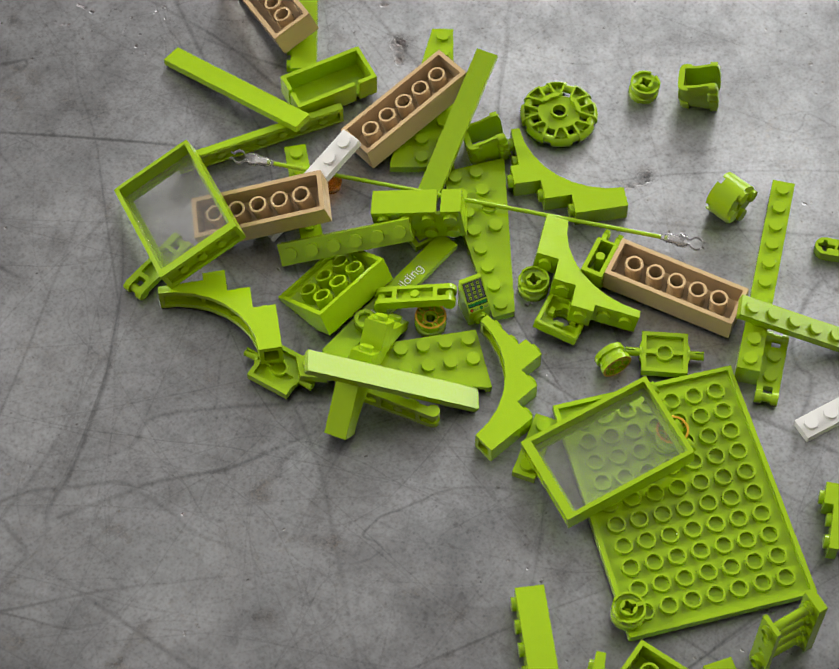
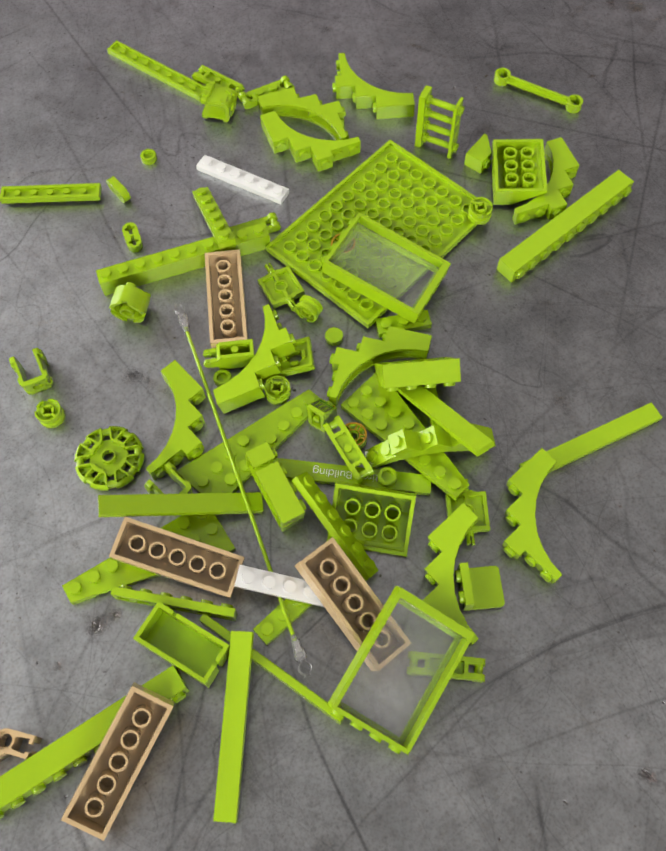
camera: 120 degrees left, 5 degrees up
(203, 330) = (479, 587): none -> lime bracket
(237, 408) = (521, 513): none -> lime arch
(264, 535) = (603, 435): none -> lime tile
(404, 68) = (181, 604): none -> lime plate
(456, 403) = (418, 372): none -> lime slope
(564, 372) = (334, 336): none -> lime tile
(582, 246) = (221, 377): none -> lime tile

